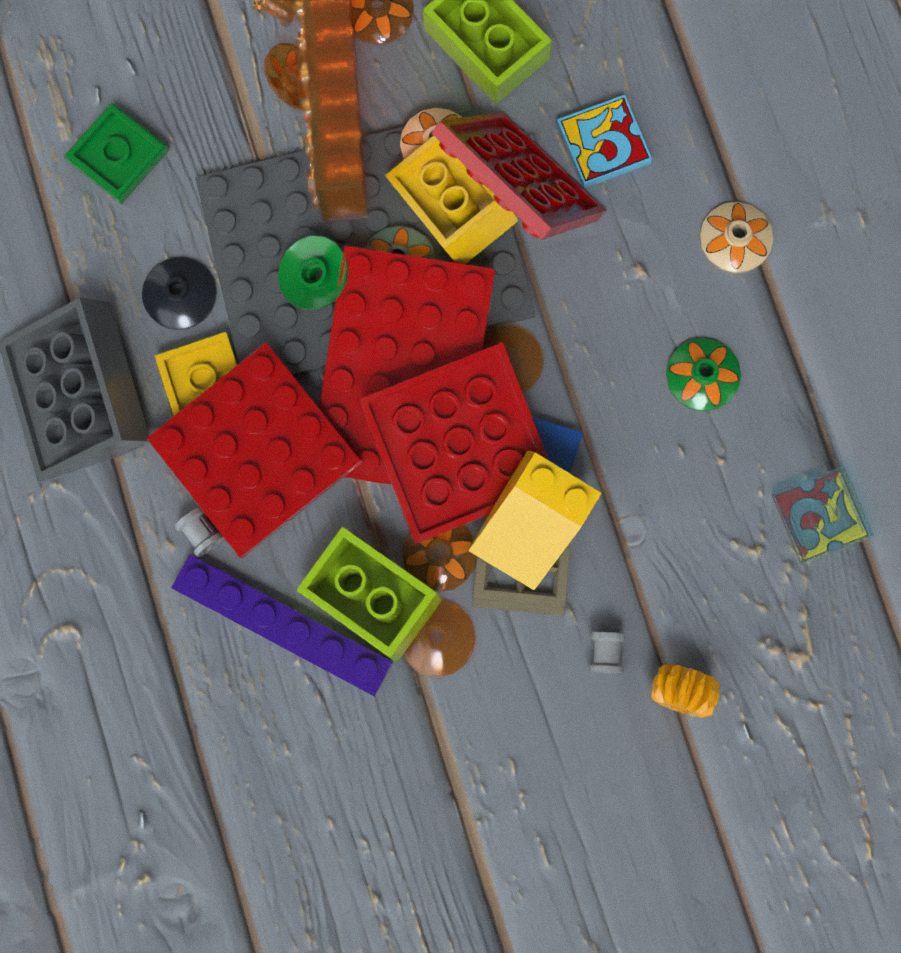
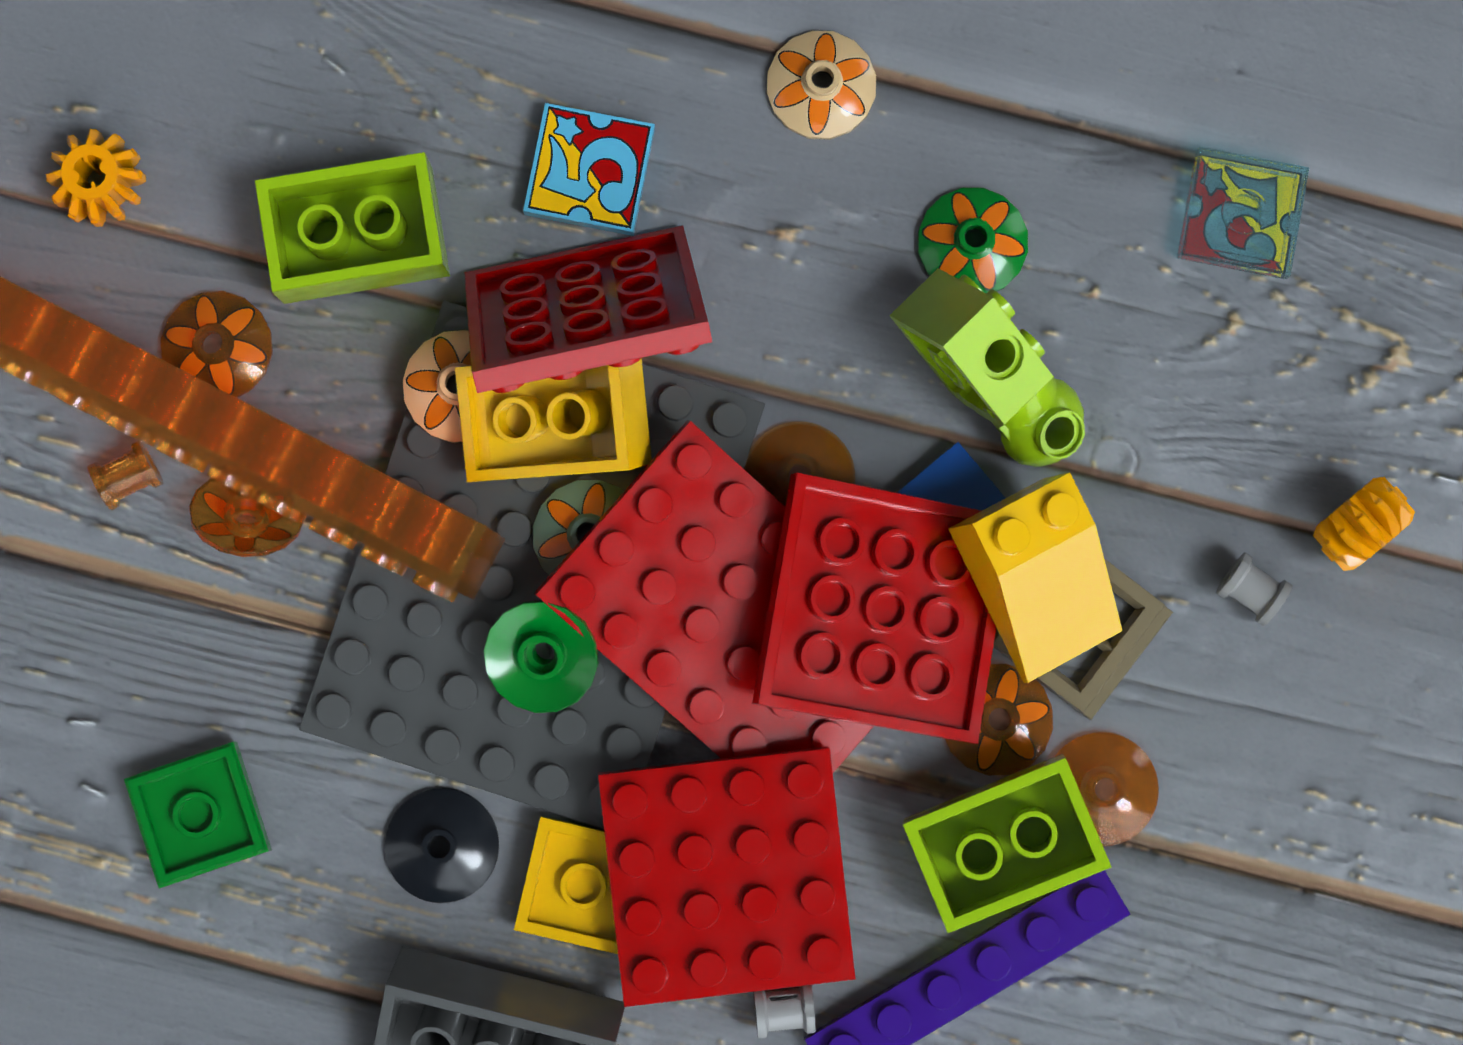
camera: 65 degrees left, 5 degrees up
(636, 424) = (993, 367): none -> lime brick

